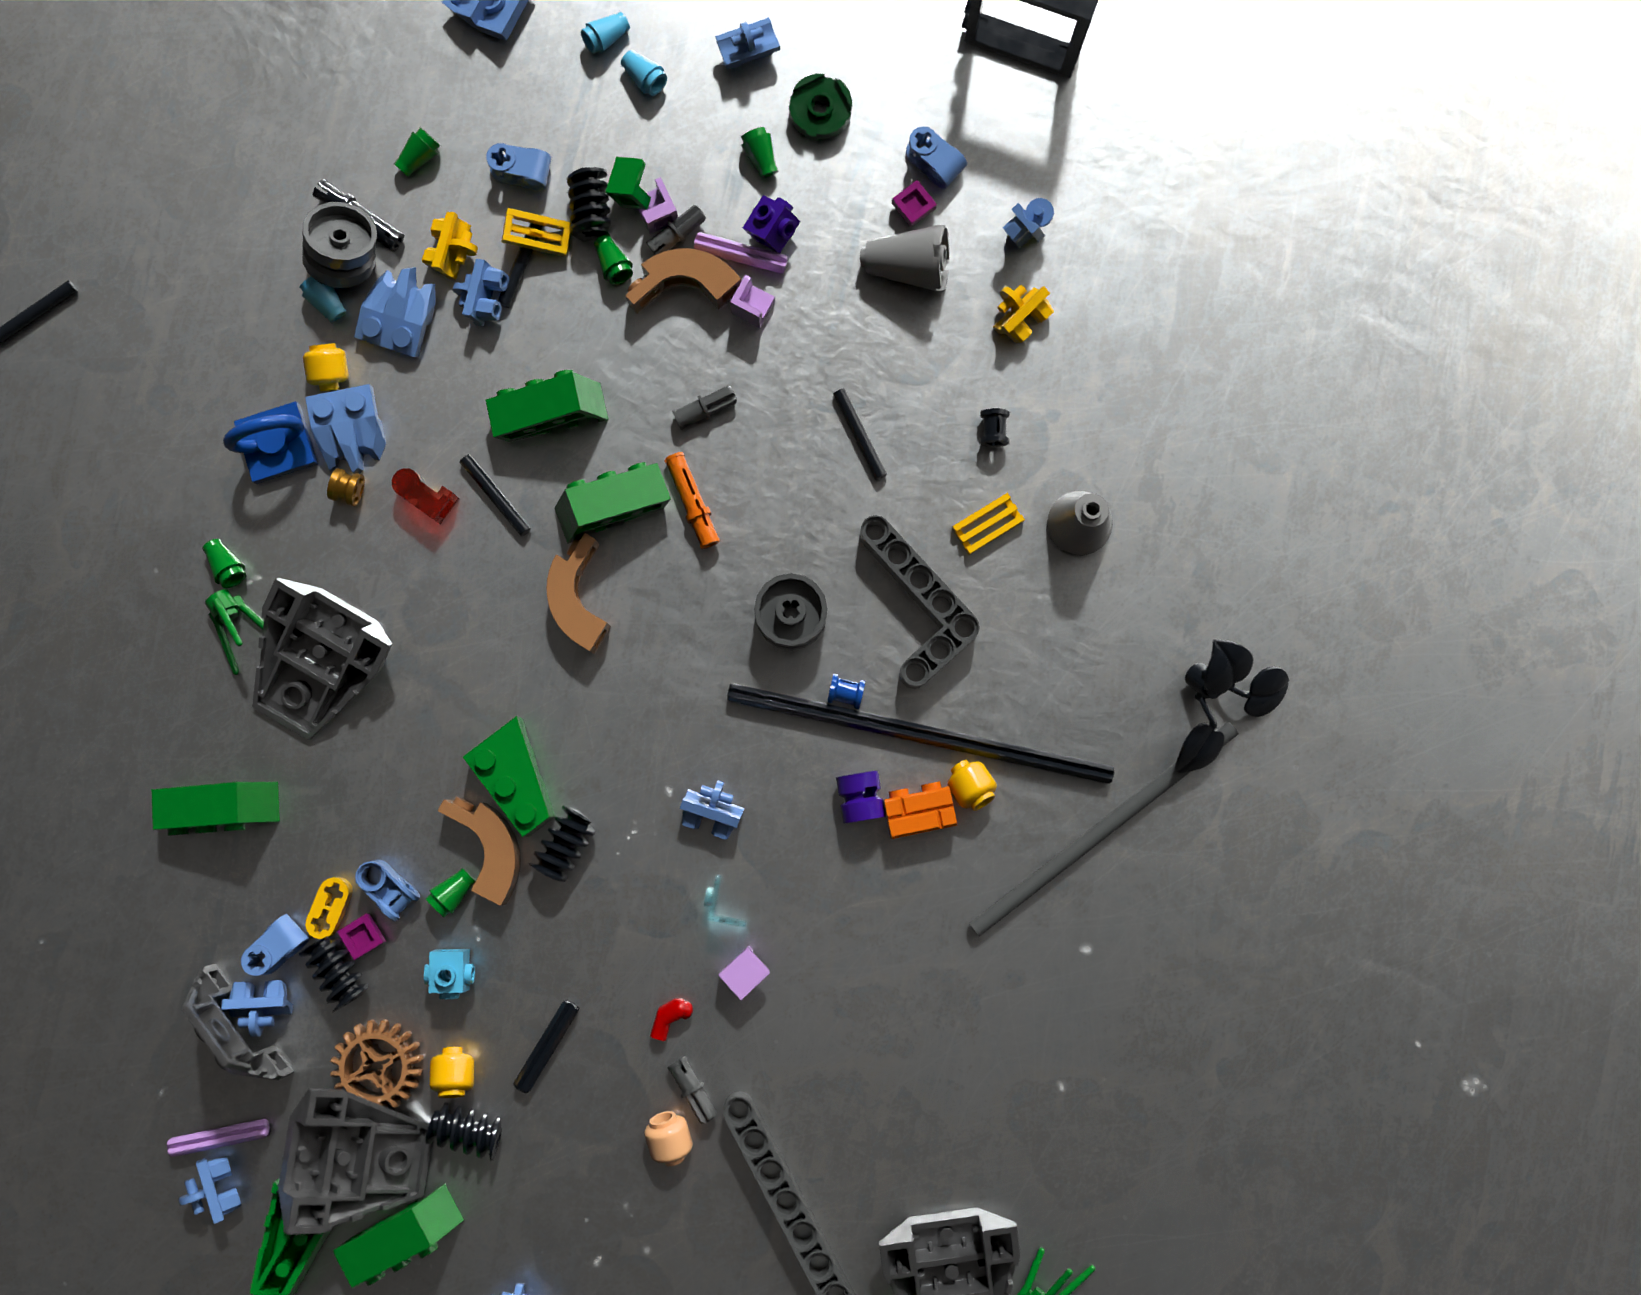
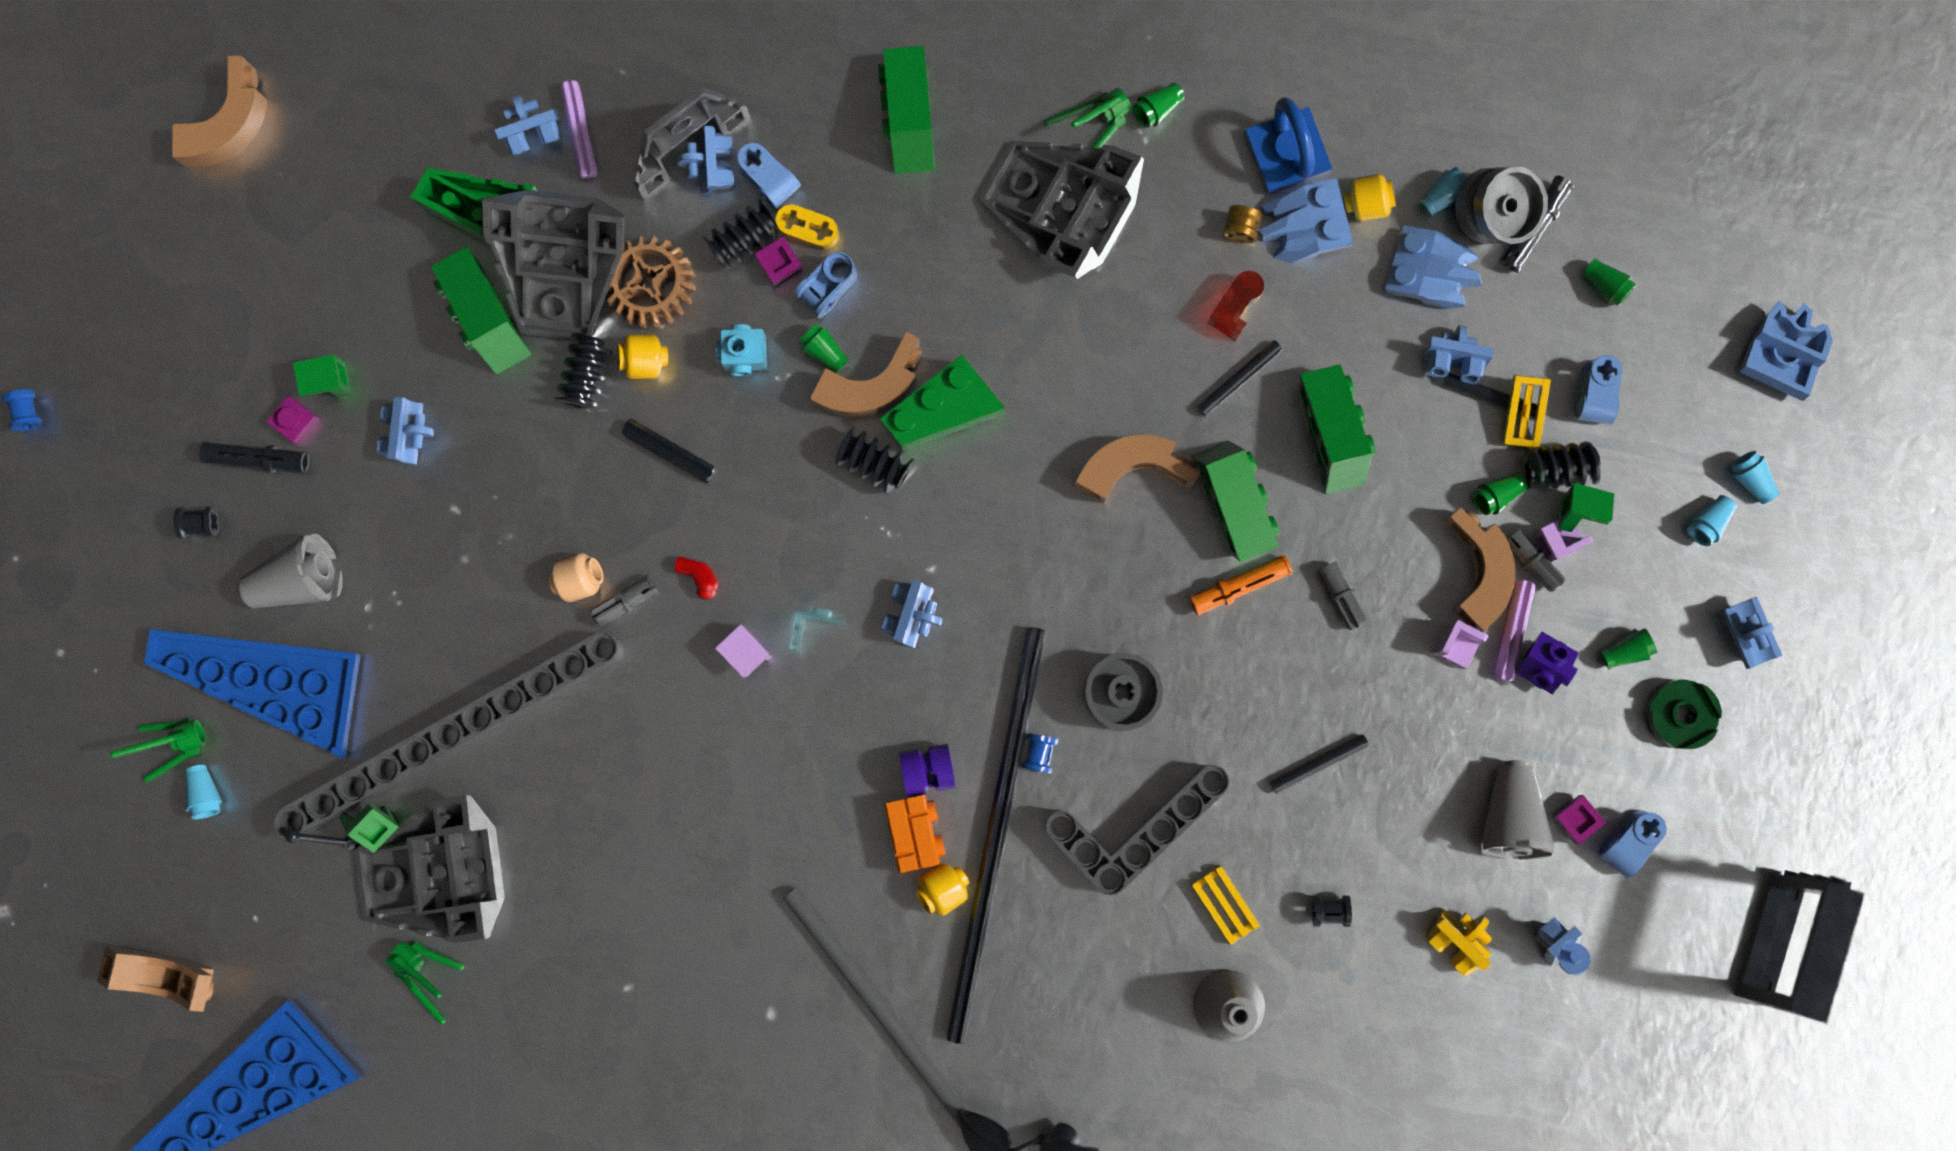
camera: 95 degrees right, 0 degrees up
(452, 245) = (1507, 323): yellow hips -> none

